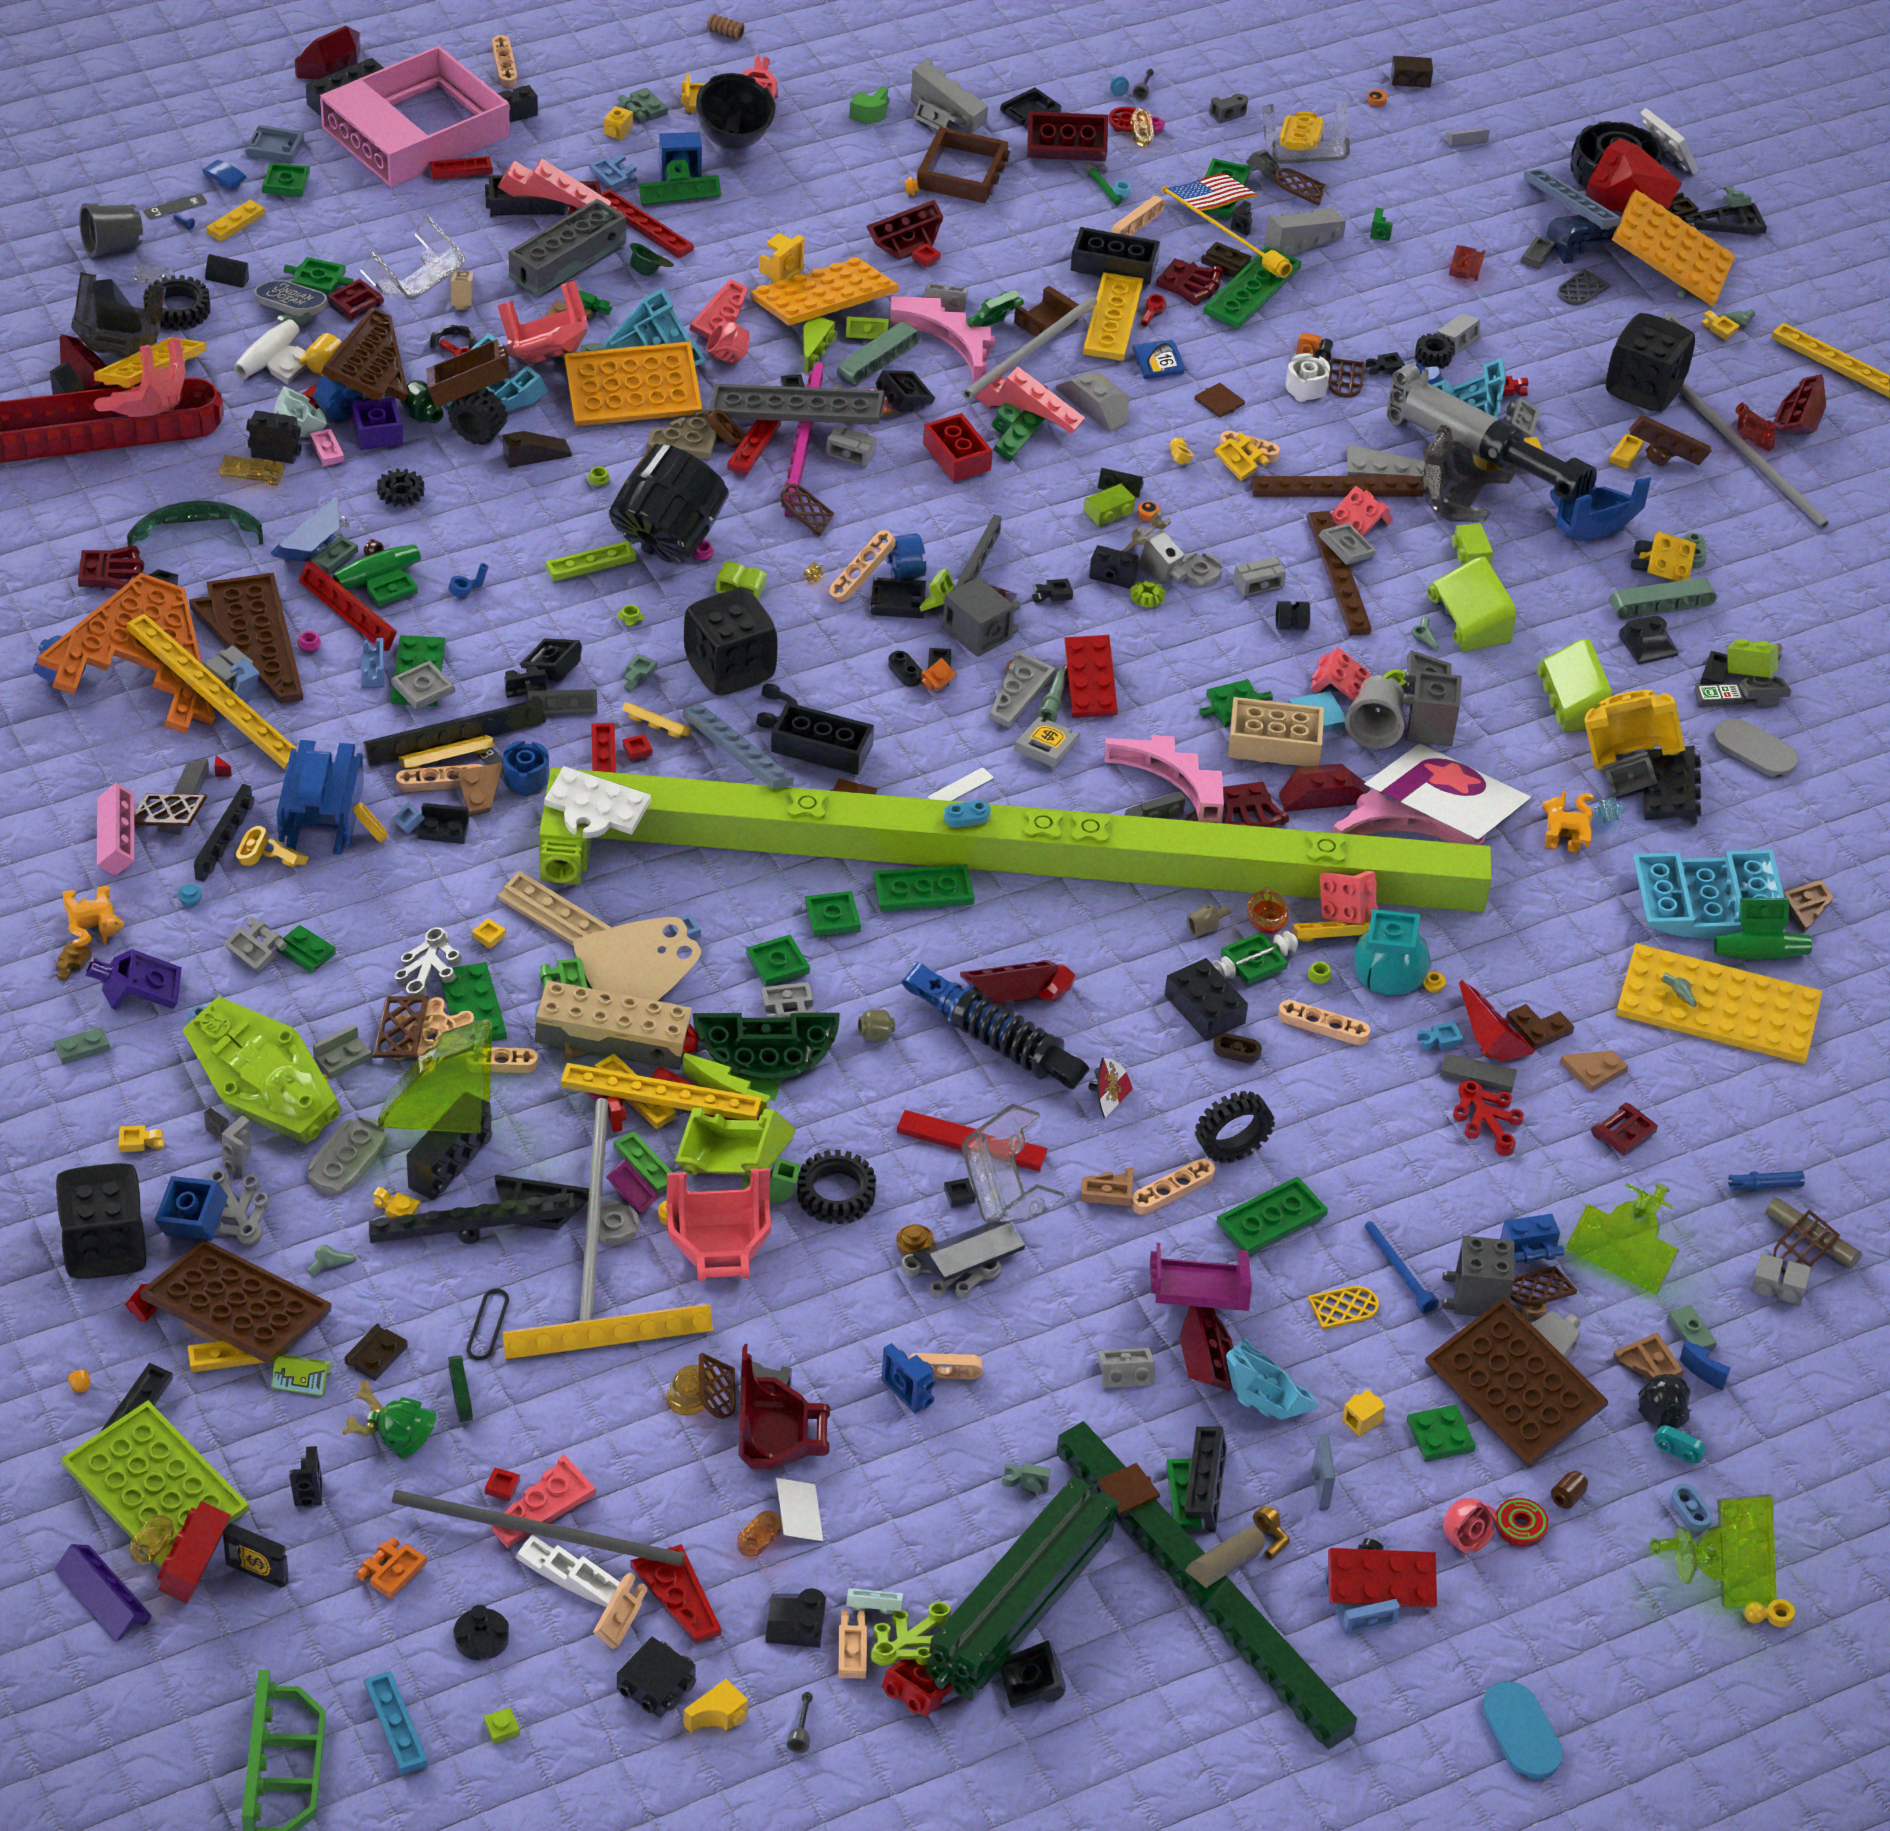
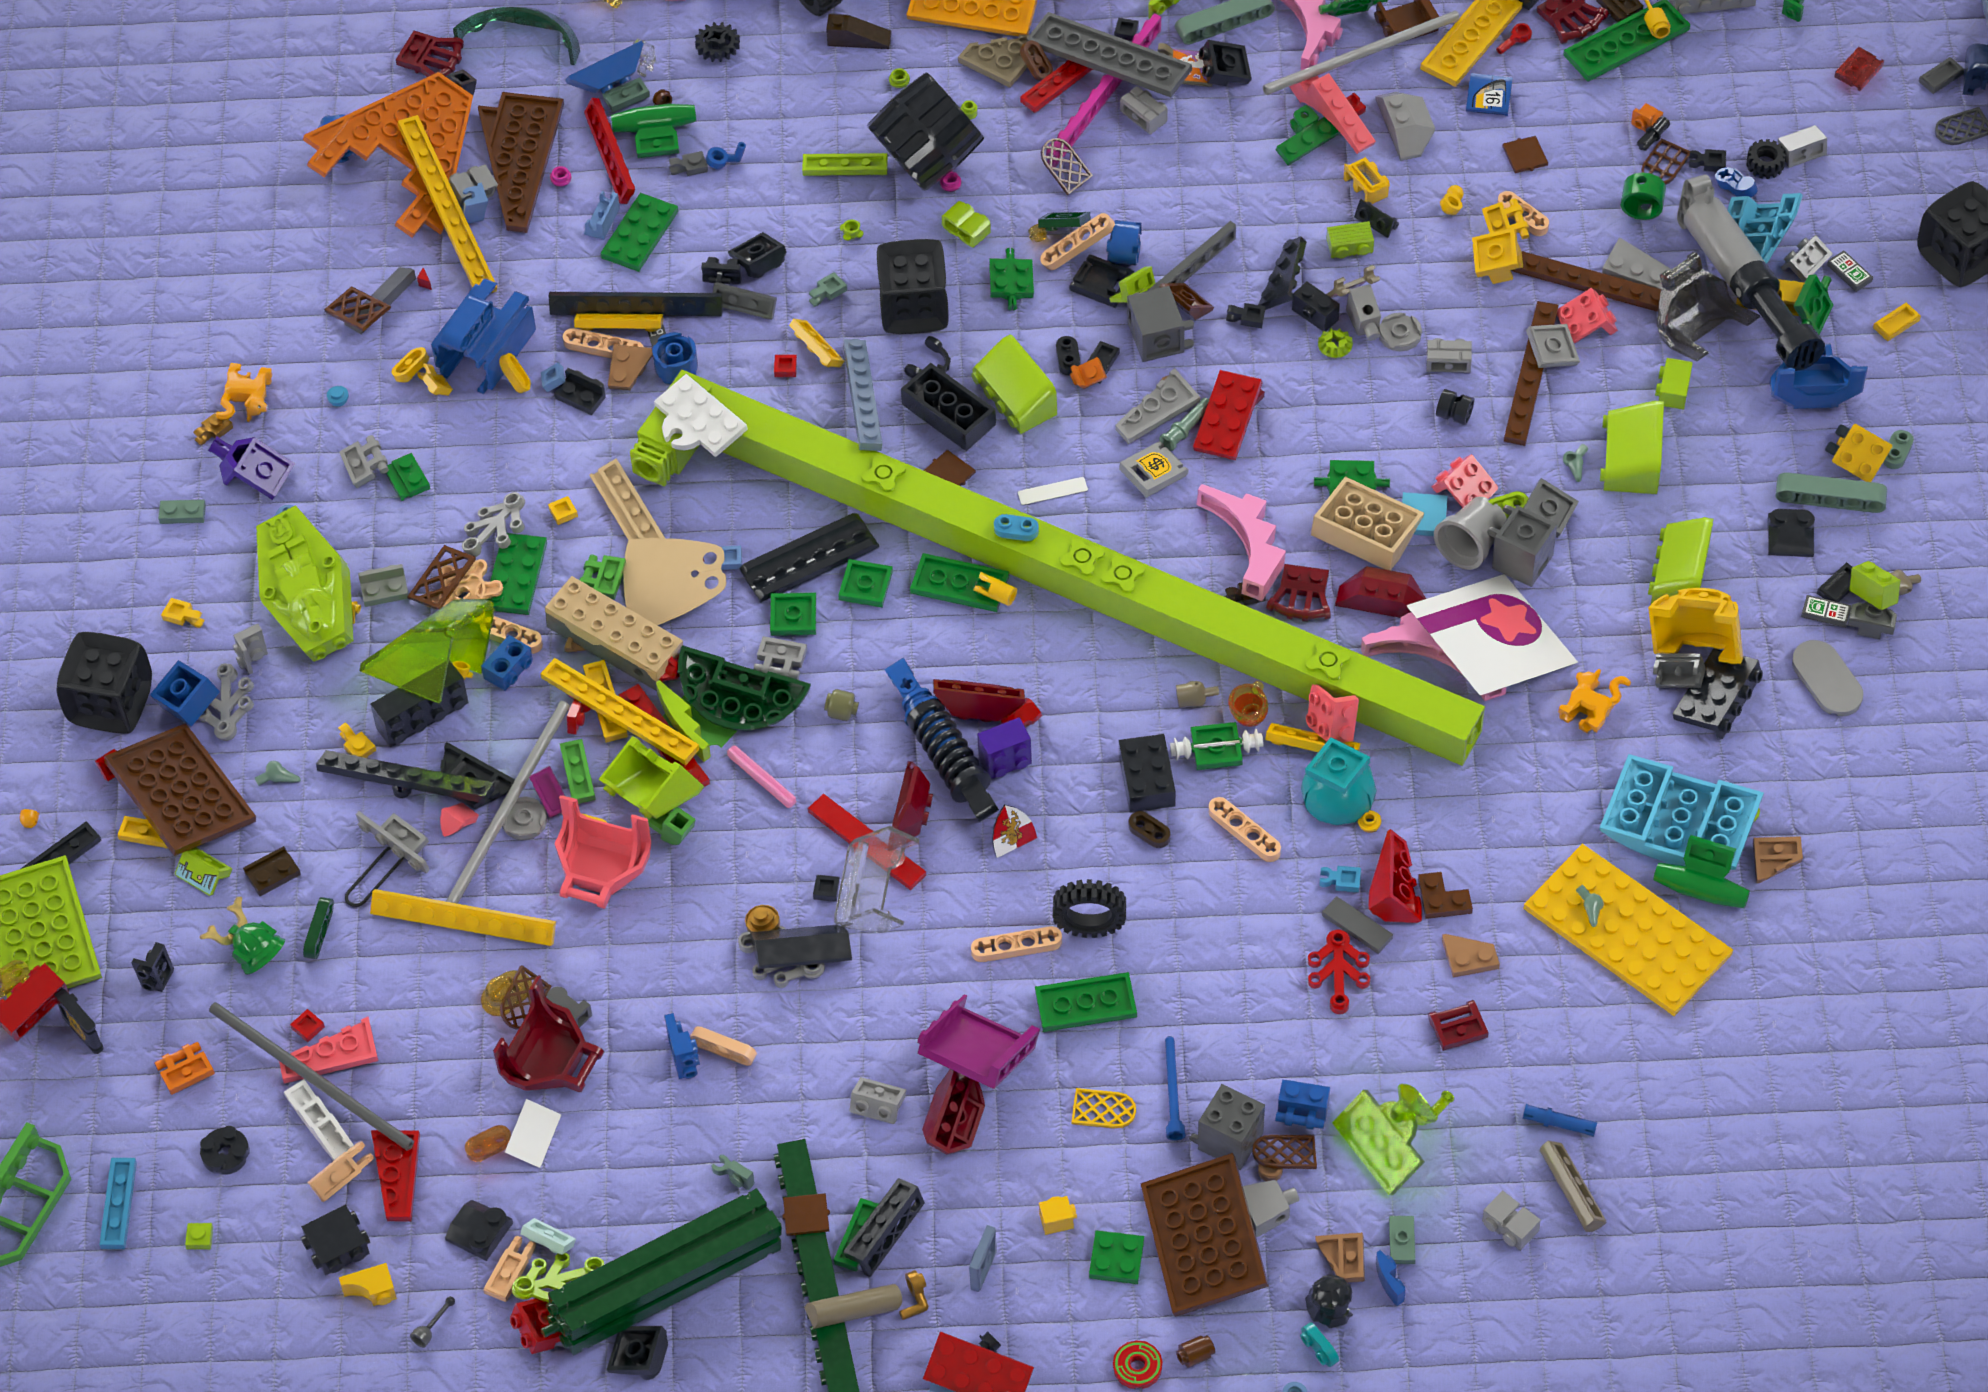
camera: 30 degrees right, 10 degrees up
(115, 829) = (304, 315): bright pink brick -> none
(215, 1123) = (246, 616): clear smoke tile -> none
(223, 832) = (392, 344): black plate -> none
(346, 1156) = (336, 685): light grey tile -> none
(423, 685) = (630, 249): light grey tile -> none
(434, 598) = (691, 164): none -> dark grey plate
(495, 1277) = (400, 836): none -> light grey bracket
(515, 1085) = (503, 660): none -> blue brick
(545, 1243) = (455, 818): none -> coral tile
(603, 747) = (753, 363): red plate -> none
(761, 907) = (808, 556): none -> black plate
(811, 617) = (1011, 278): none -> green plate
(828, 556) = (1054, 220): none -> dark green plate
(832, 1209) = (724, 870): black tyre -> none
(833, 1113) = (761, 776): none -> bright pink axle
(877, 698) = (1016, 385): none -> lime windscreen
(957, 447) = (1238, 139): red brick -> none
(973, 880) = (998, 590): none -> yellow hinge
(996, 1082) = (912, 801): none -> dark red wedge
(1064, 1011) = (1004, 748): none -> dark purple brick
(1069, 547) = (1283, 277): none -> black wing
(1093, 449) = (1367, 178): none -> yellow window
(1108, 1188) = (957, 927): medium nougat wing -> none
(1147, 510) = (1386, 256): orange tile -> none
(1159, 808) = (1209, 569): dark grey hinge -> none
(1254, 481) = (1497, 255): none -> yellow panel
(1265, 1384) = (981, 1155): medium azure wedge -> none
(1307, 377) = (1619, 154): white brick -> none
(1319, 973) = (1268, 774): lime plate -> none
(1349, 398) = (1637, 194): none -> green piece
(1469, 1524) = (1083, 1352): coral cylinder -> none
(1515, 386) = (1815, 216): red plate -> none
(1550, 442) = (1814, 302): none -> green plate
(1561, 421) = (1849, 271): none -> tile
(1609, 810) = (1638, 700): clear light blue gear -> none
(1668, 442) = (1932, 327): reddish brown plate -> none
(1815, 1241) = (1561, 1197): reddish brown window -> none

